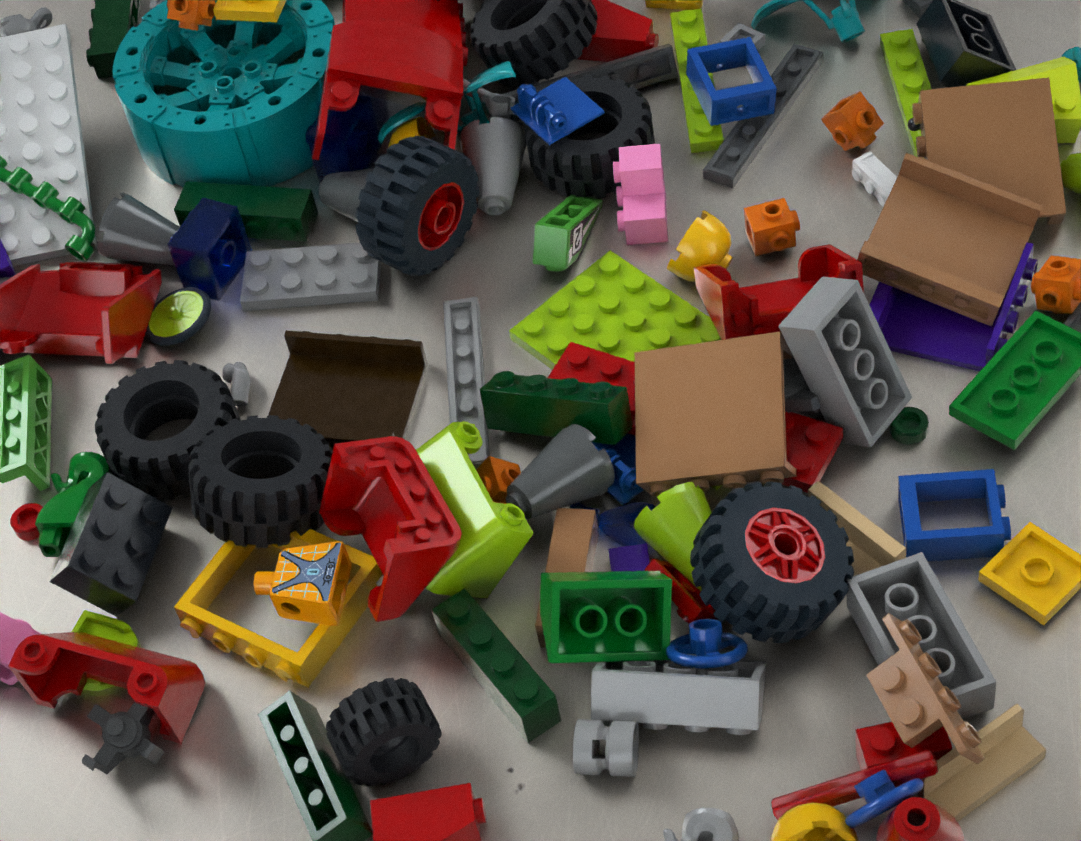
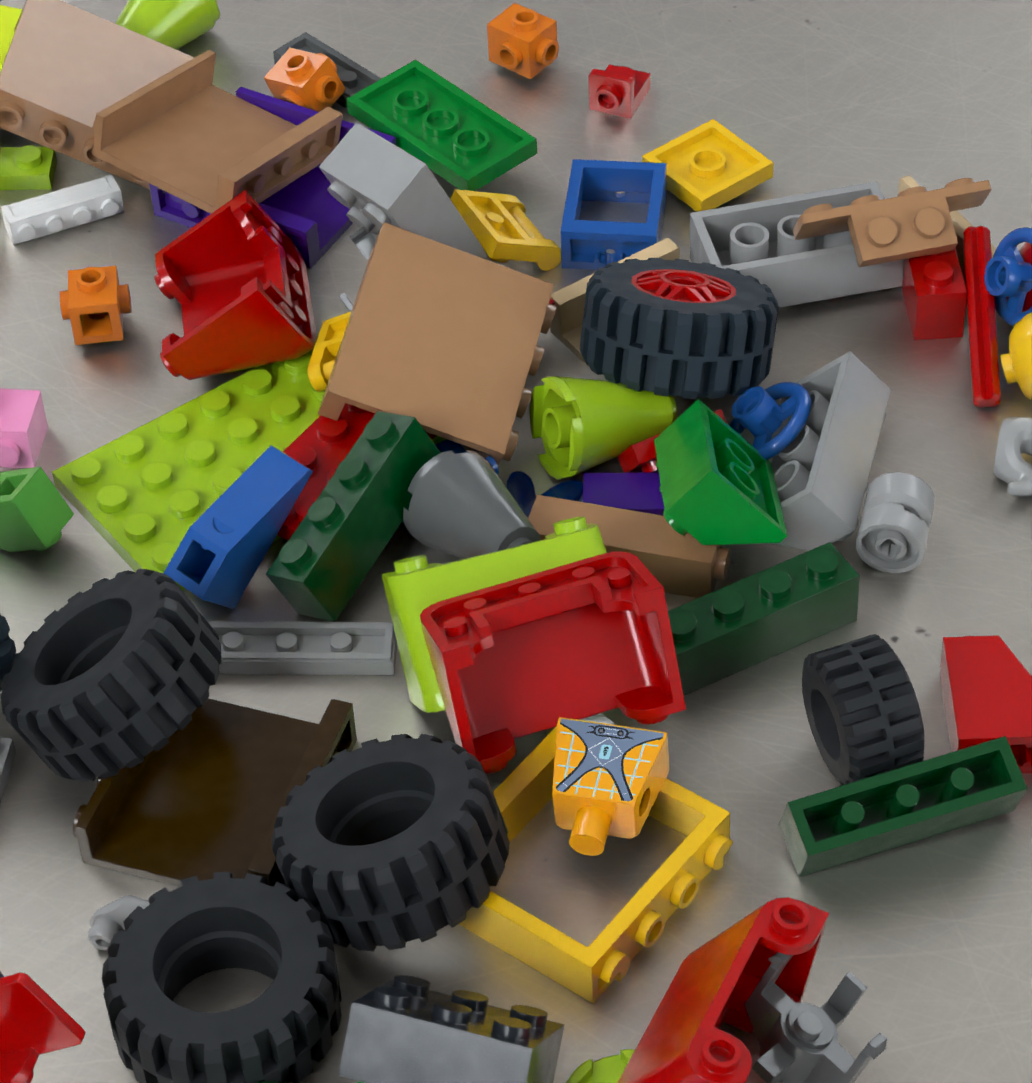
camera: 90 degrees left, 5 degrees down
(382, 309) = (111, 675): none -> black tyre
(531, 347) = (238, 529): none -> blue slope
(703, 244) = (104, 371): yellow cylinder -> none
(906, 433) = (505, 229): none -> yellow plate

